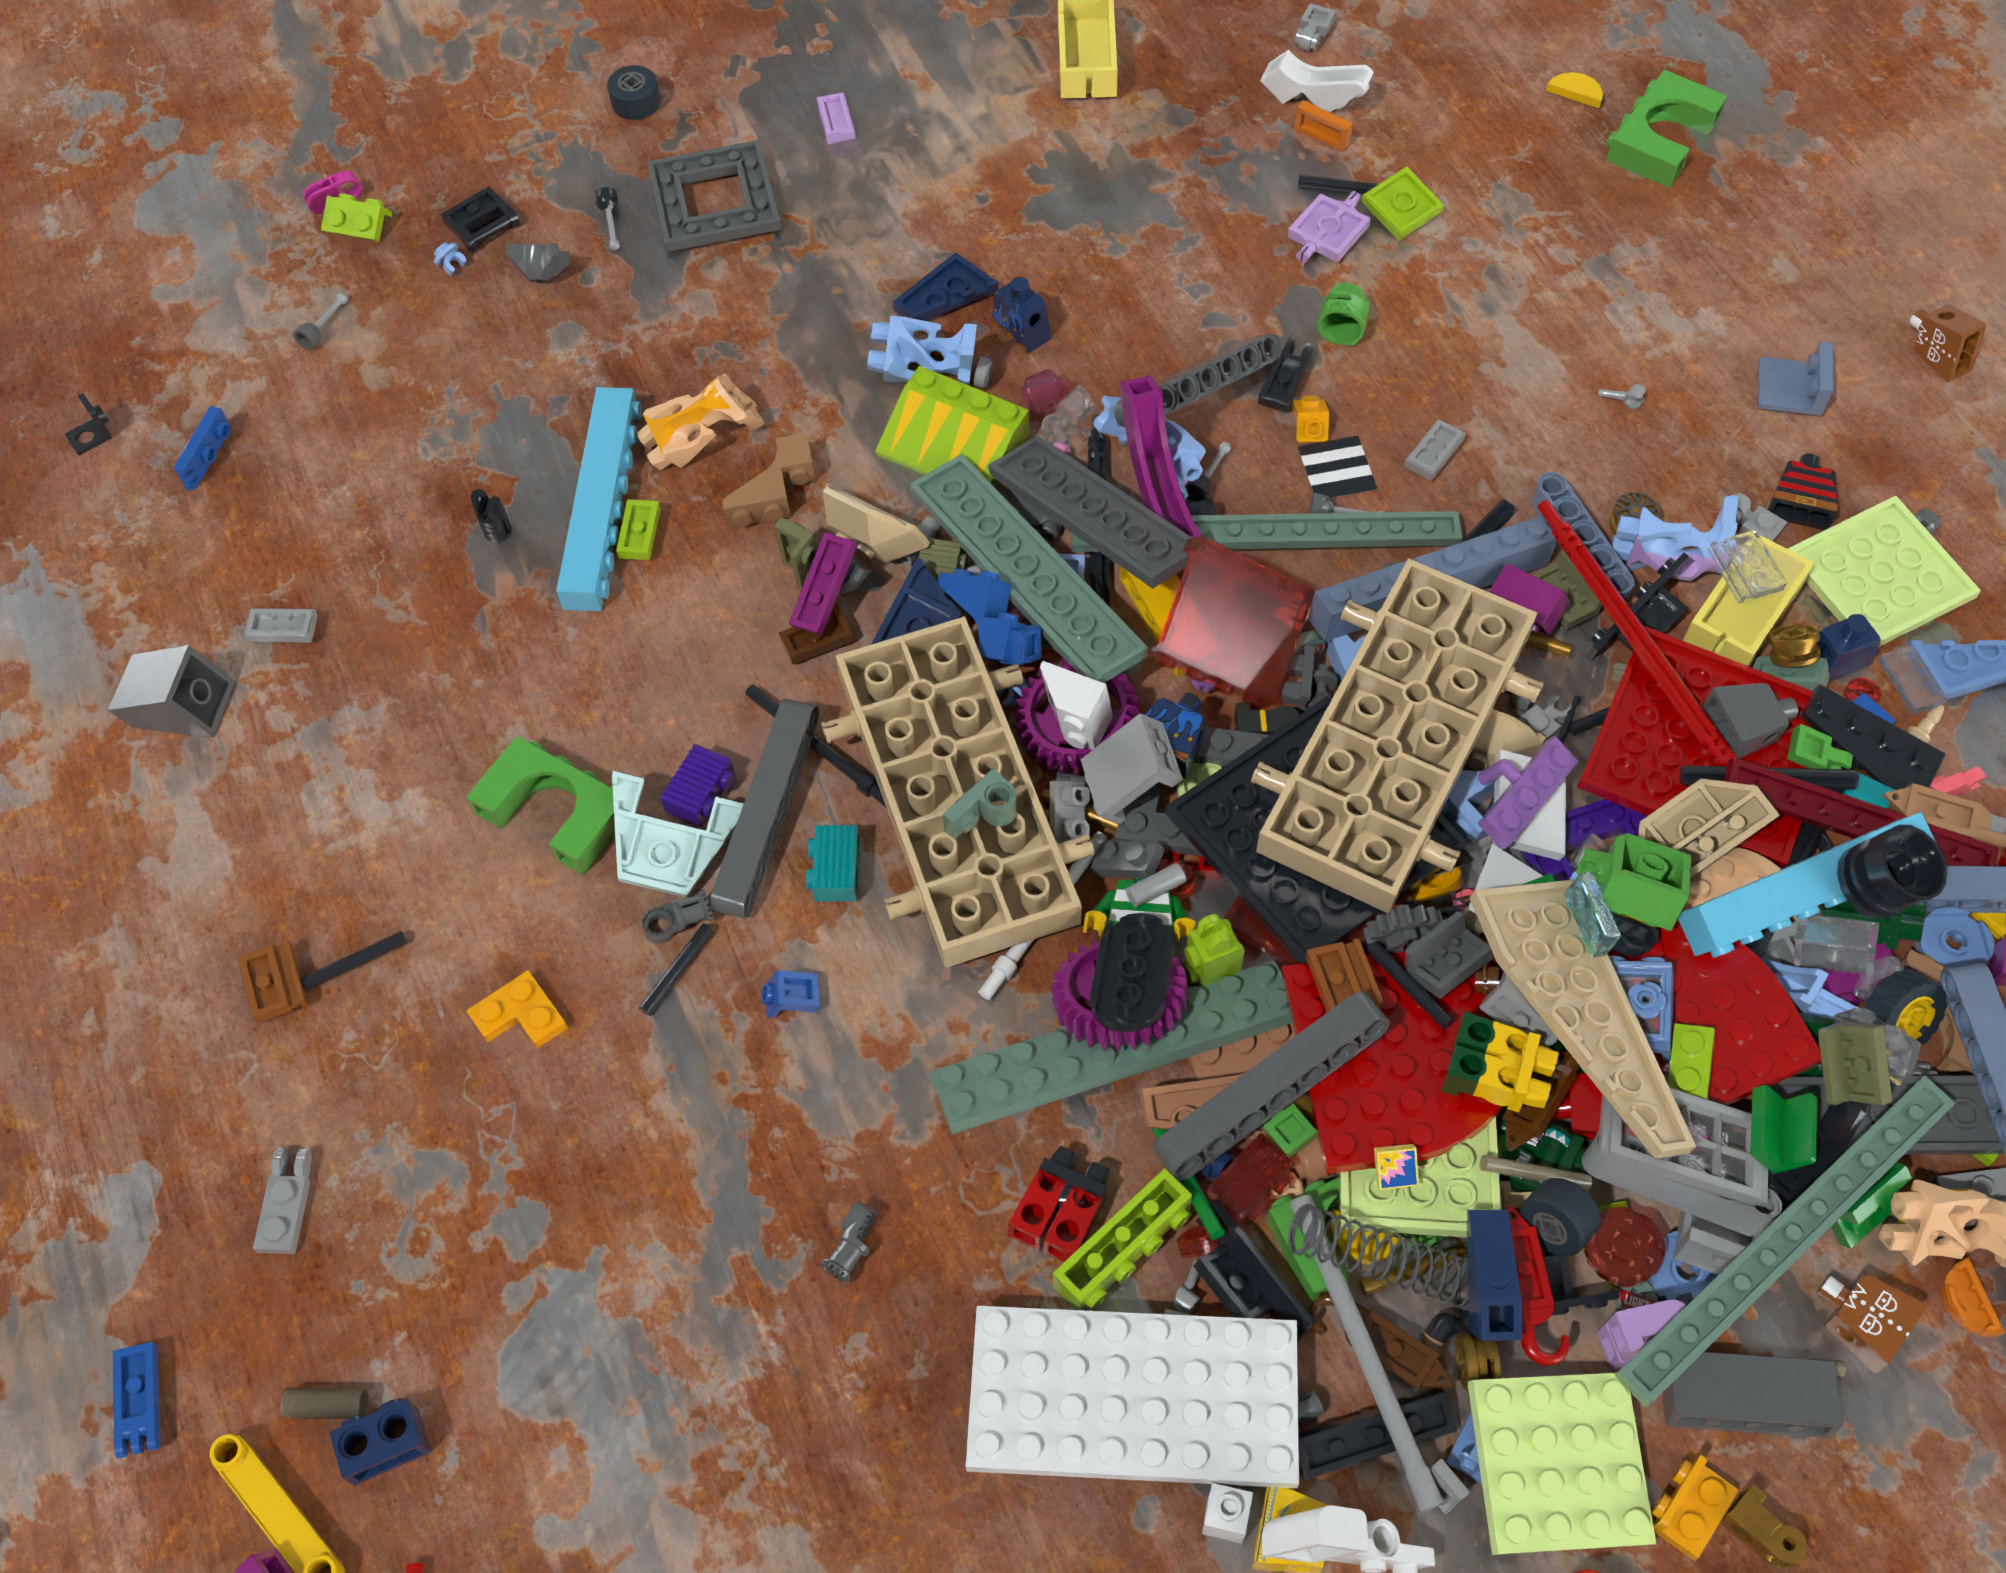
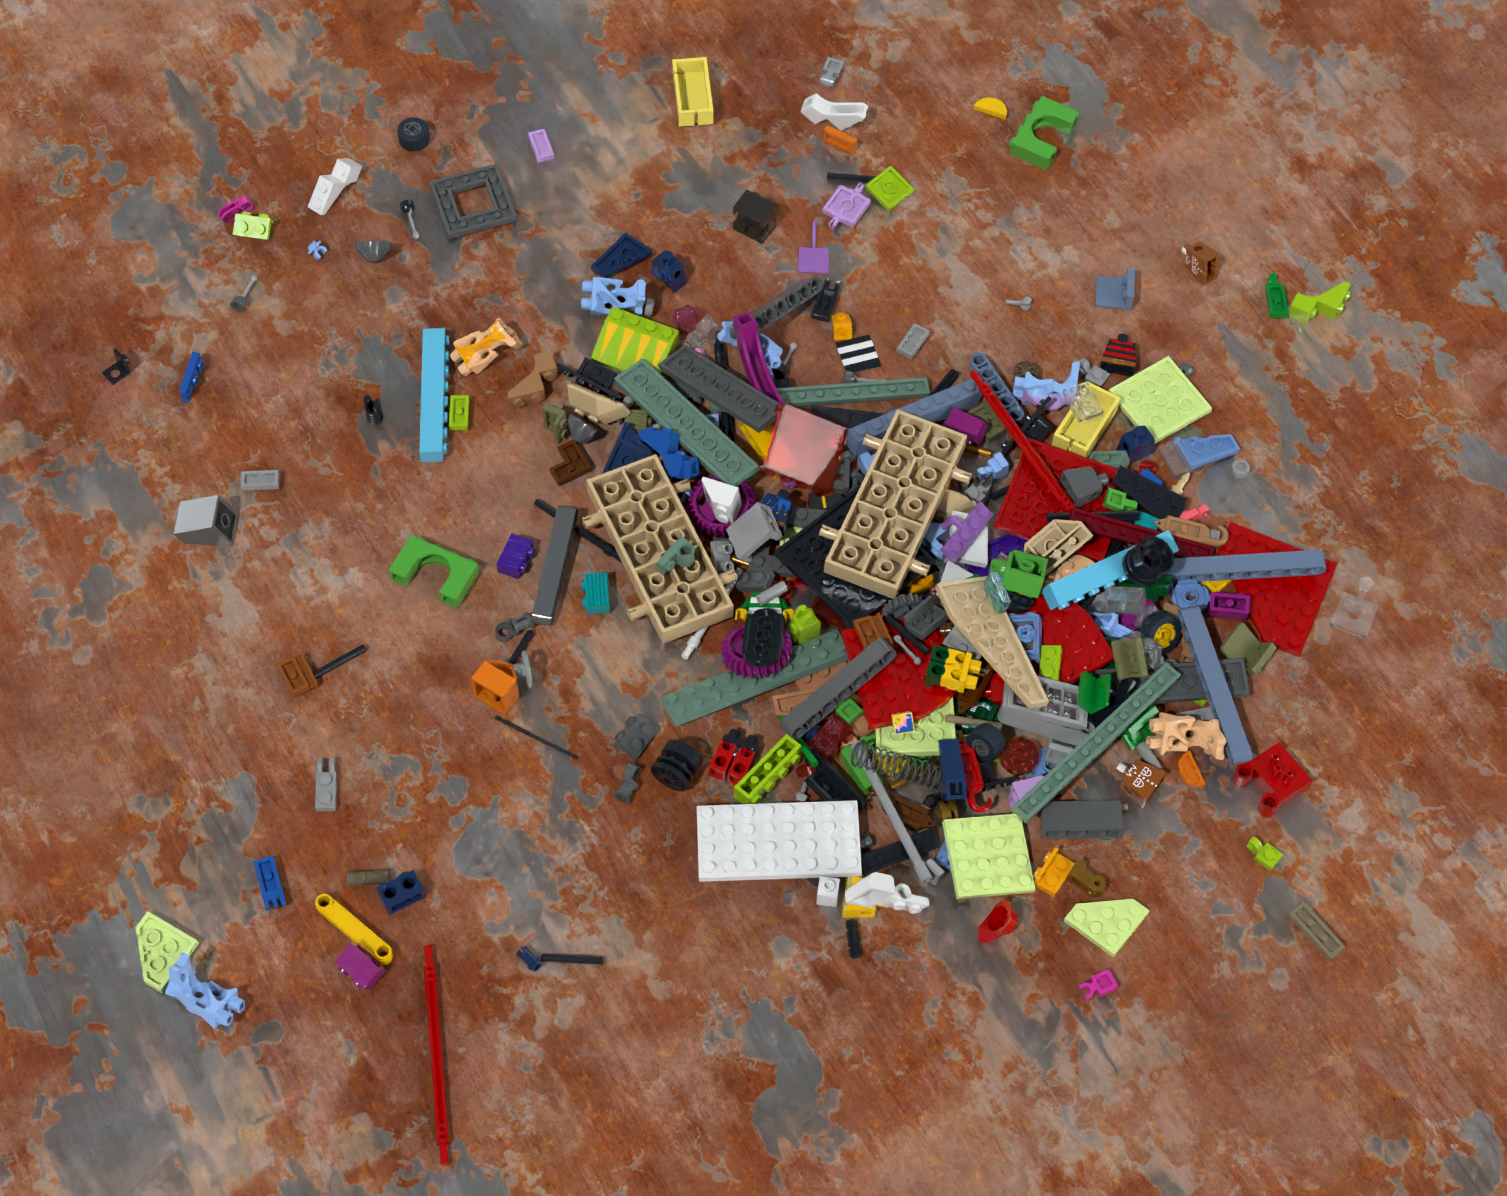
camera: 10 degrees left, 0 degrees up
(476, 212) = (326, 219): black plate -> none
(486, 163) = (330, 186): none -> white arch
(521, 1003) = (434, 677): light orange plate -> none
(630, 1022) = (497, 682): none -> orange piece
(661, 852) = (502, 593): light aqua wing -> none
(691, 1134) = (537, 738): none -> black piece
(791, 992) = (581, 661): blue bracket -> none
(823, 584) = (573, 439): magenta plate -> none
(875, 1146) = (635, 735): none -> dark grey bracket
(878, 478) = (595, 375): none -> black bracket
(942, 1221) = (676, 765): none -> black wheel
(1175, 234) = (755, 216): none -> clear smoke piece
(1268, 309) = (813, 259): none -> medium lavender piece
(1309, 571) = (844, 417): none -> black hinge
(1344, 314) = (857, 261): bright green helmet -> none
(1390, 993) = (897, 639): none -> light grey hinge
(1581, 675) = (996, 466): none -> light blue piece
(1794, 645) = (1109, 444): pearl gold wheel -> none
(1884, 1263) = (1148, 756): none -> light grey hinge

